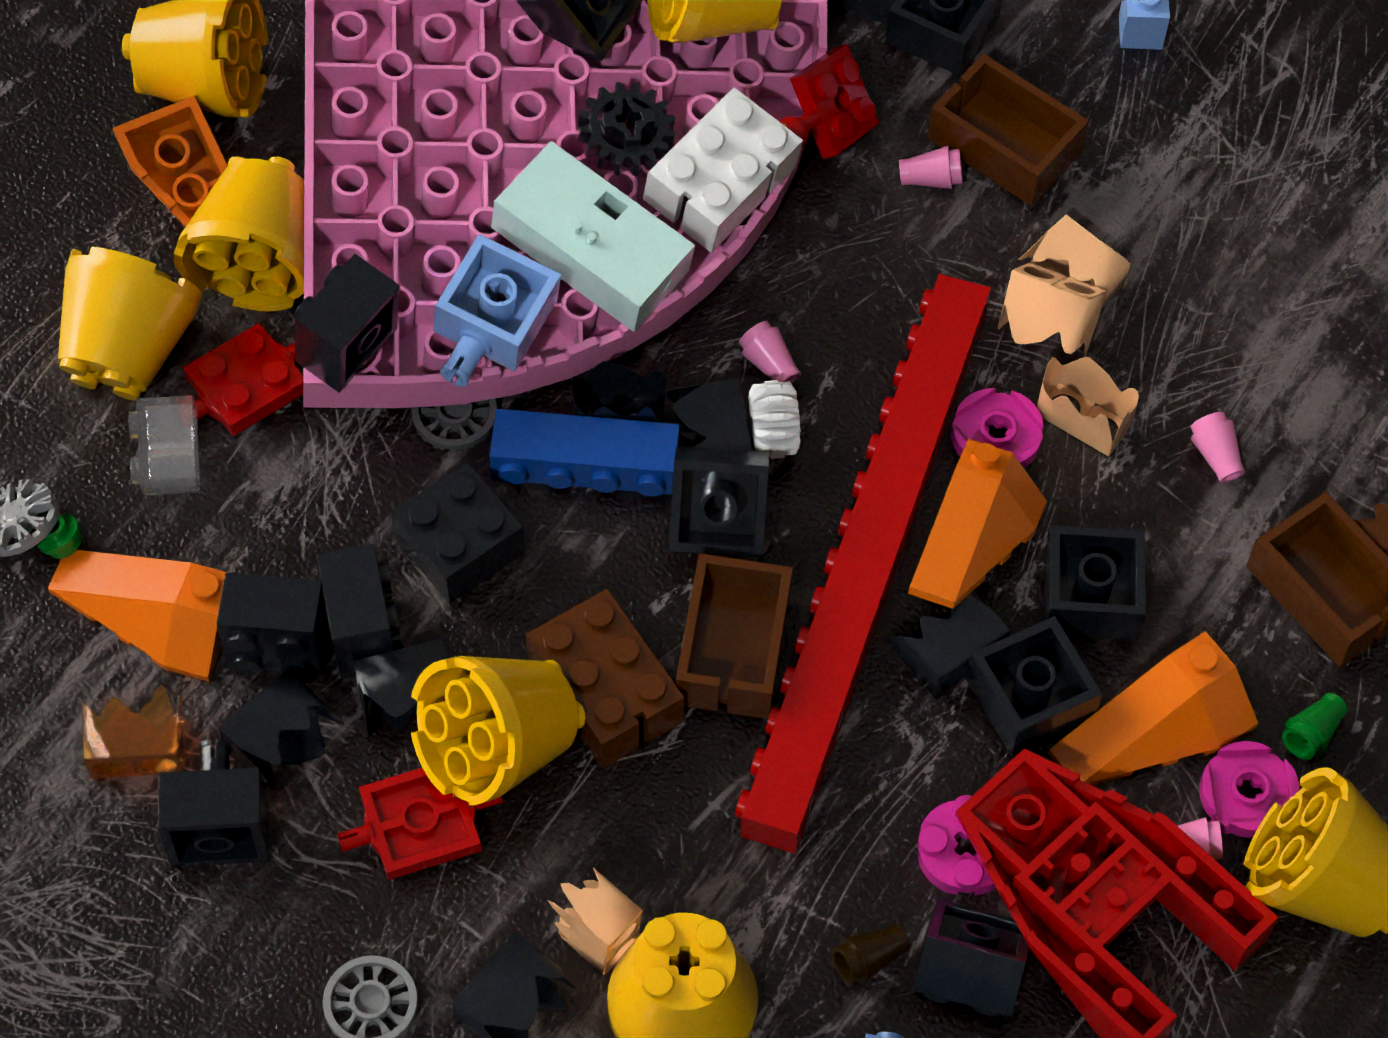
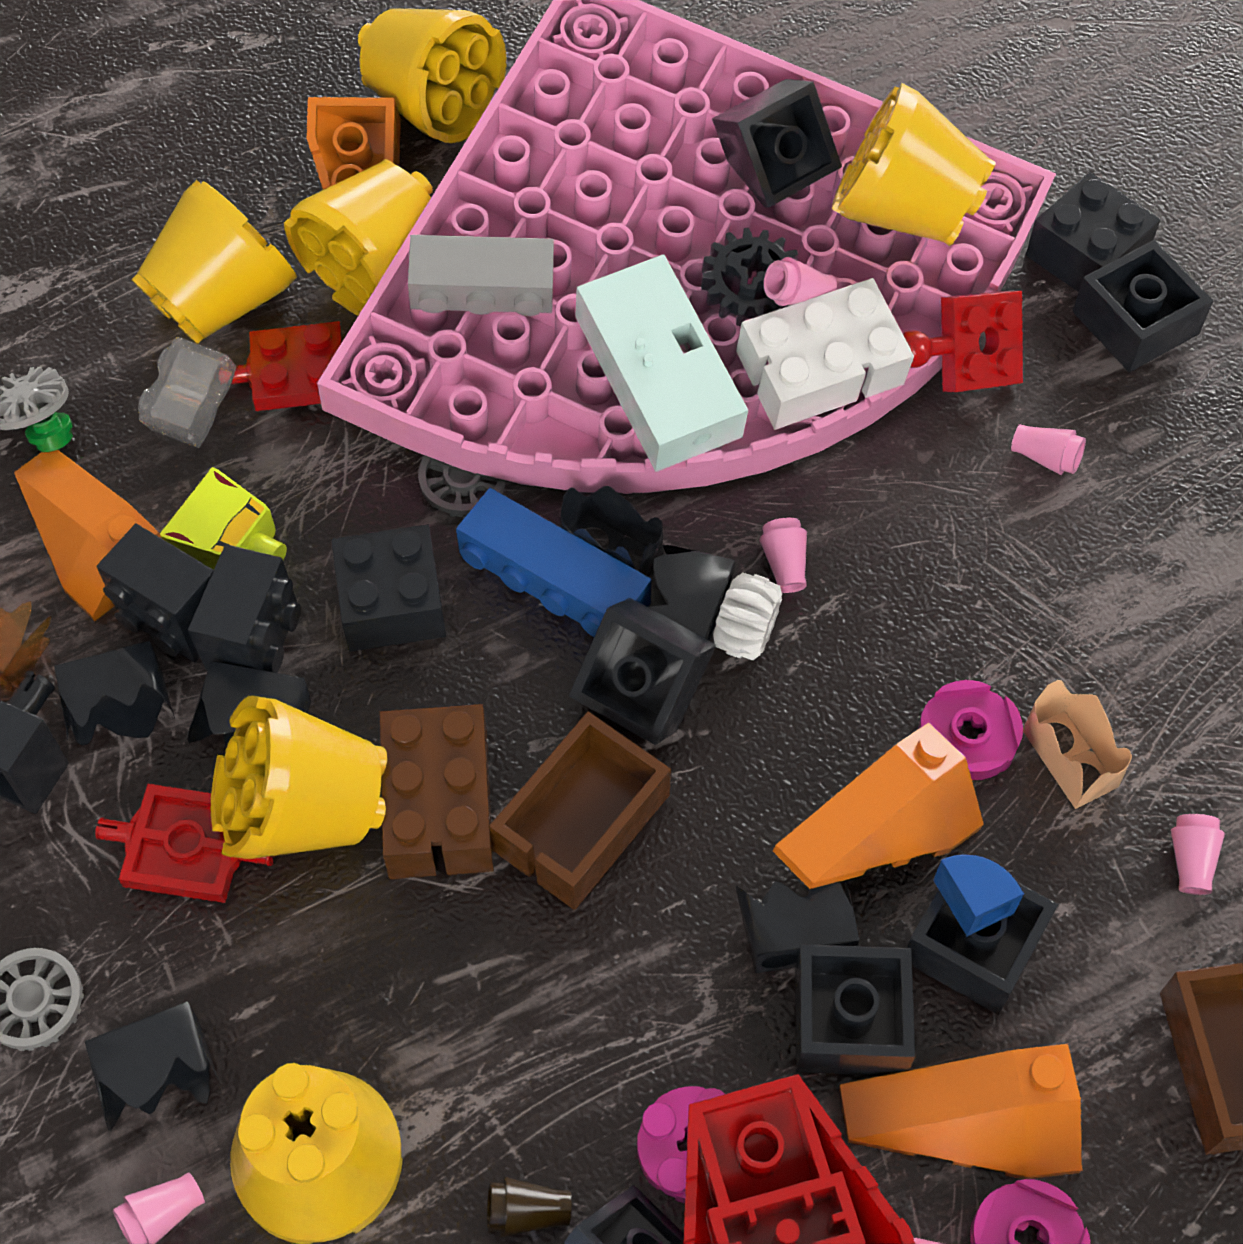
camera: 30 degrees right, 0 degrees up
(280, 541) = (220, 515): none -> neon yellow torso
(345, 322) = (373, 339): black brick -> none
(399, 222) = (480, 274): none -> light grey brick
(493, 308) = (522, 387): light blue brick -> none
(599, 923) = (270, 1030): light nougat piece -> none
(672, 119) = (794, 282): none -> bright pink cone
(862, 567) = (750, 805): red brick -> none
(1008, 129) = (1145, 439): reddish brown piece -> none
(1047, 303) = (1092, 625): light nougat piece -> none
(1081, 256) = (1147, 606): light nougat piece -> none
(1083, 547) = (977, 891): none -> blue brick
(1312, 729) = (1140, 1207): green cone -> none

